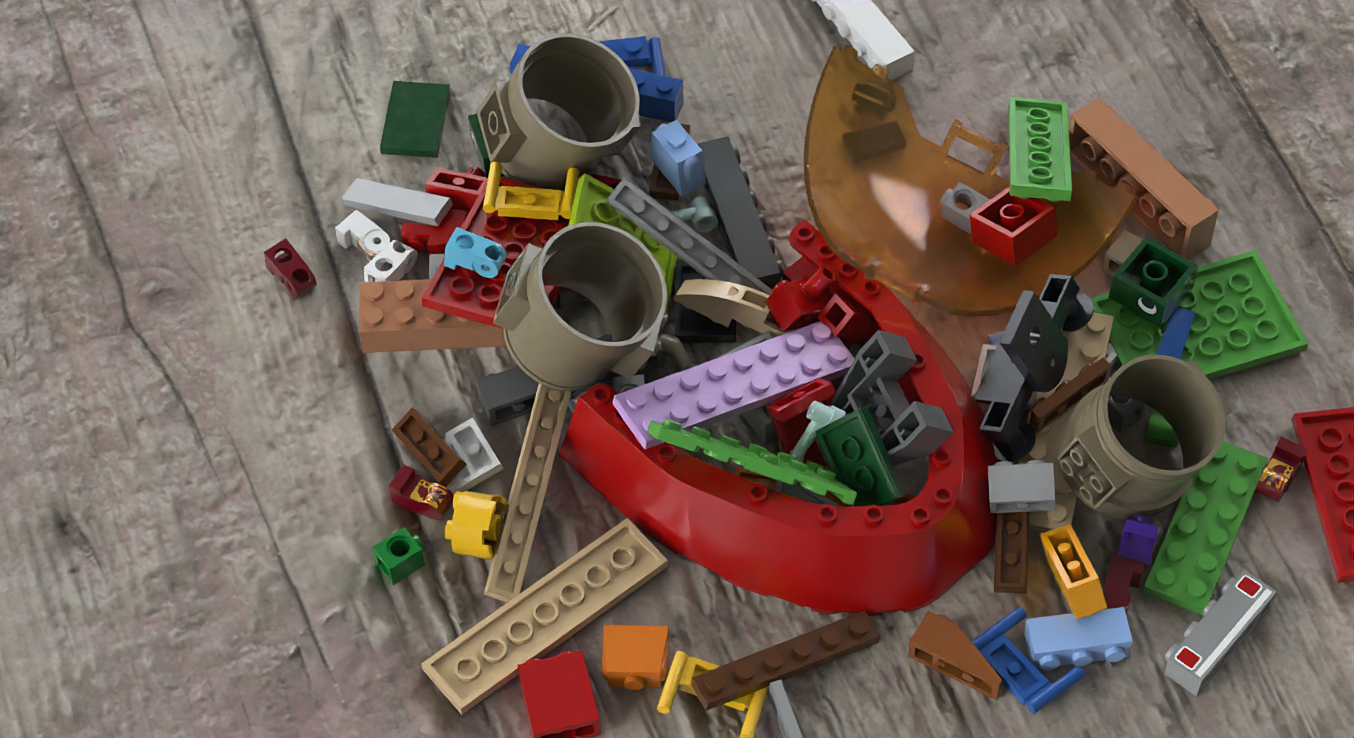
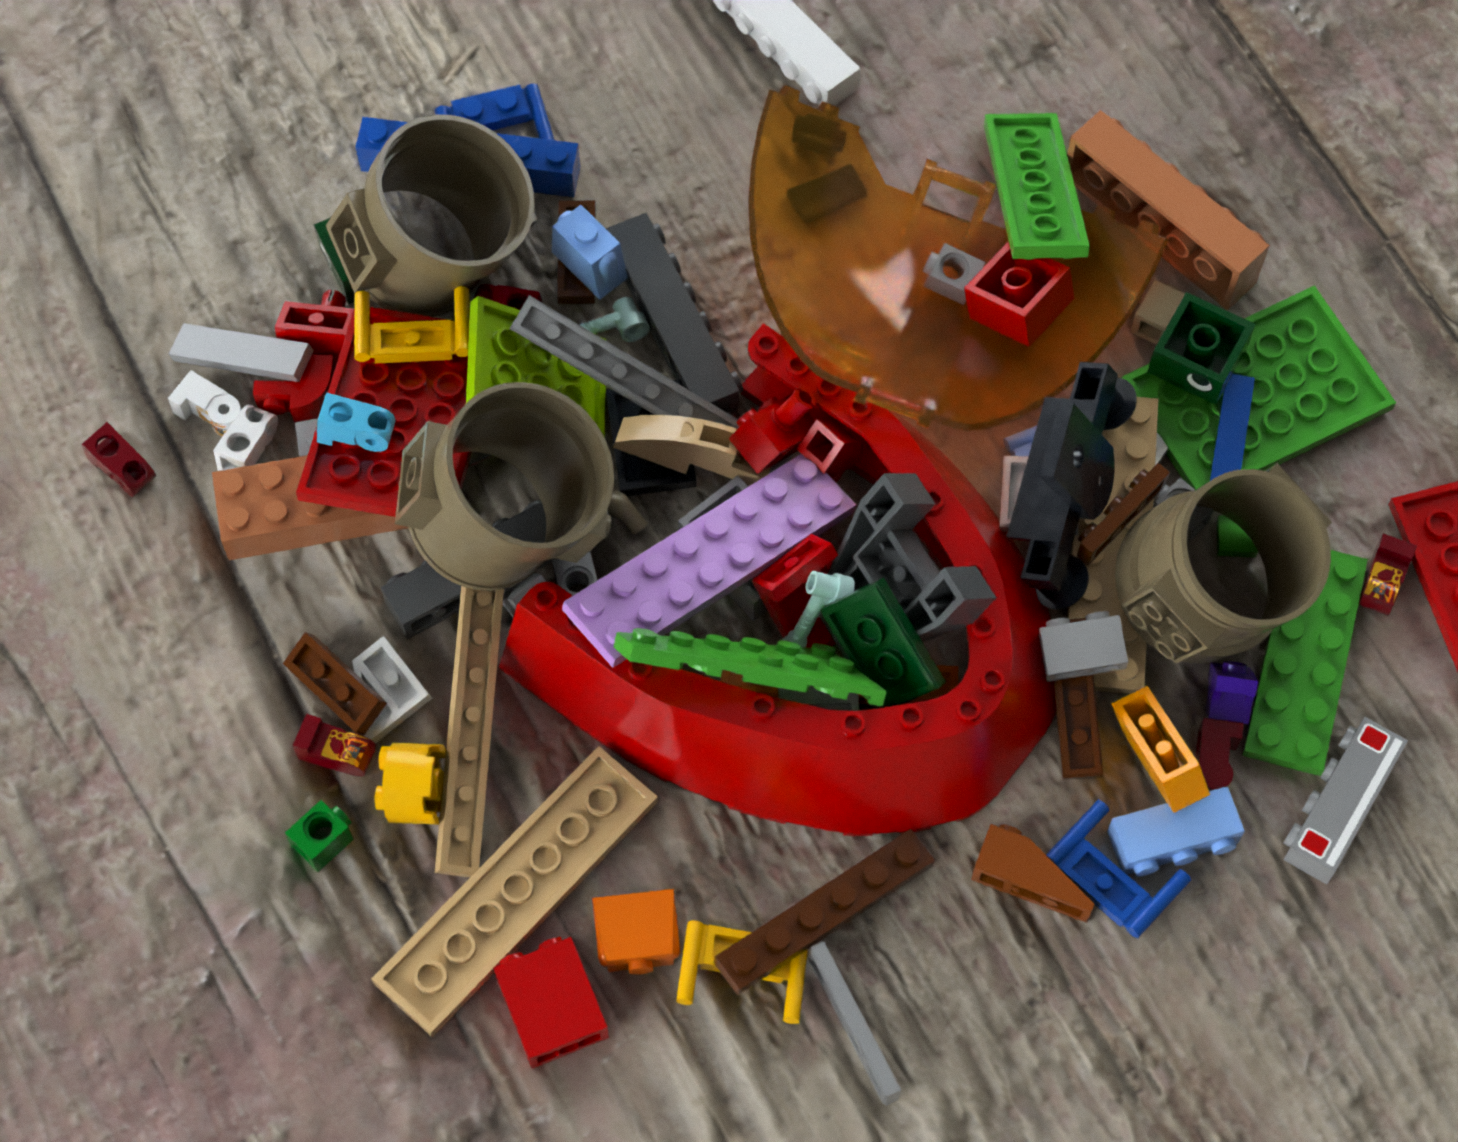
camera: 10 degrees left, 10 degrees up
(415, 119) = (245, 232): dark green tile -> none

